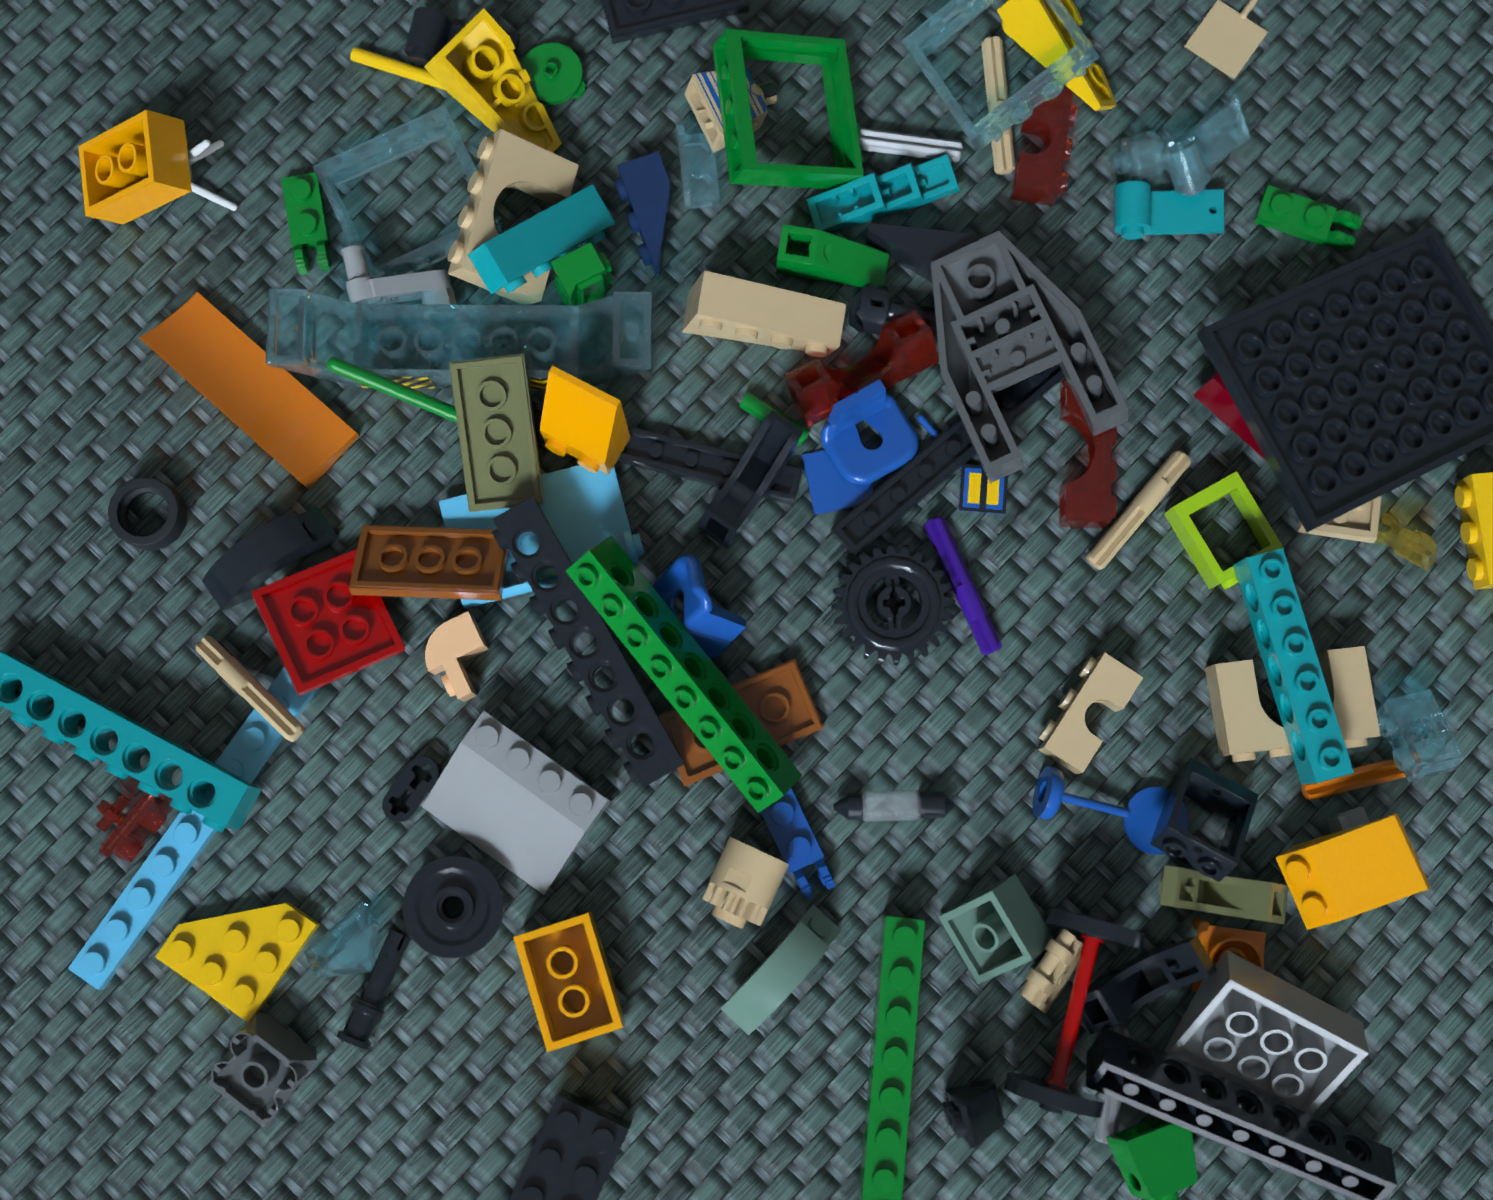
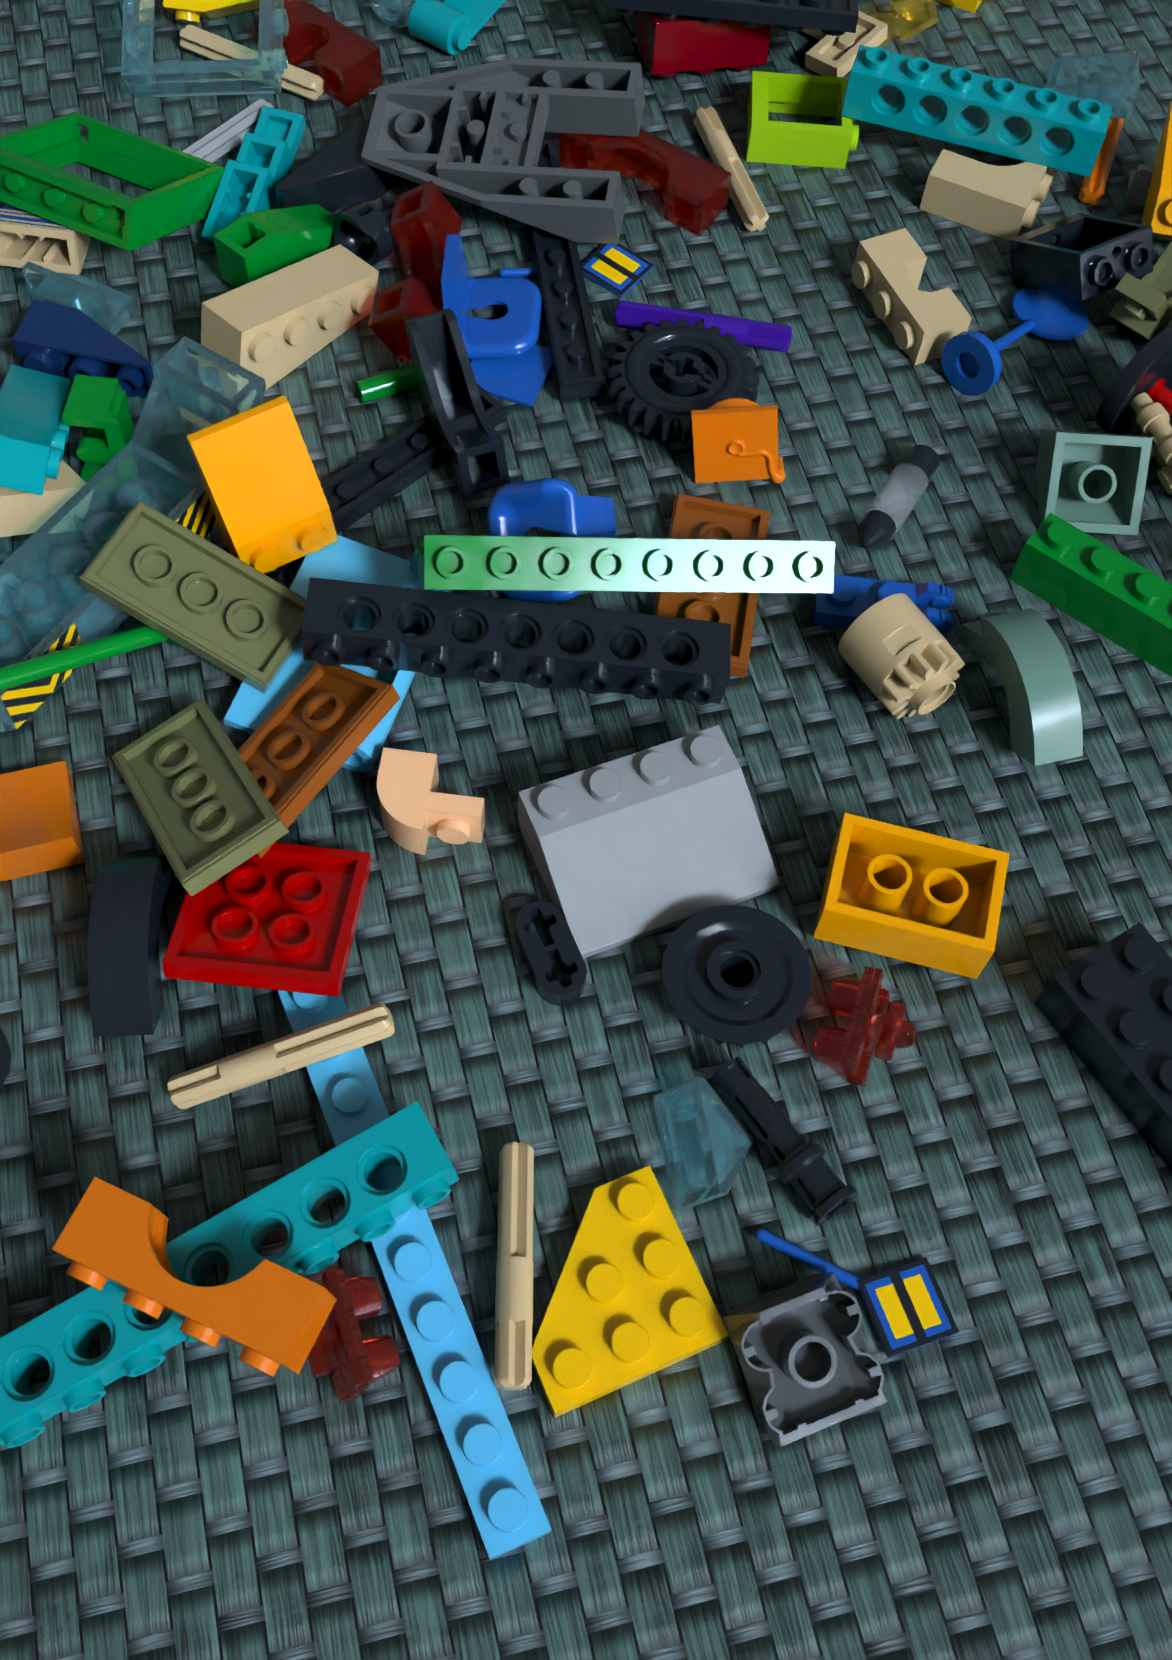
camera: 60 degrees left, 20 degrees down
(81, 694) = (265, 1311): none -> orange arch
(218, 887) = (514, 1268): none -> tan axle
(327, 1105) = (900, 1301): none -> piece
(370, 529) = (198, 797): none -> olive tile
(471, 1003) = (866, 1005): none -> clear red hips
(854, 676) = (736, 442): none -> orange hat

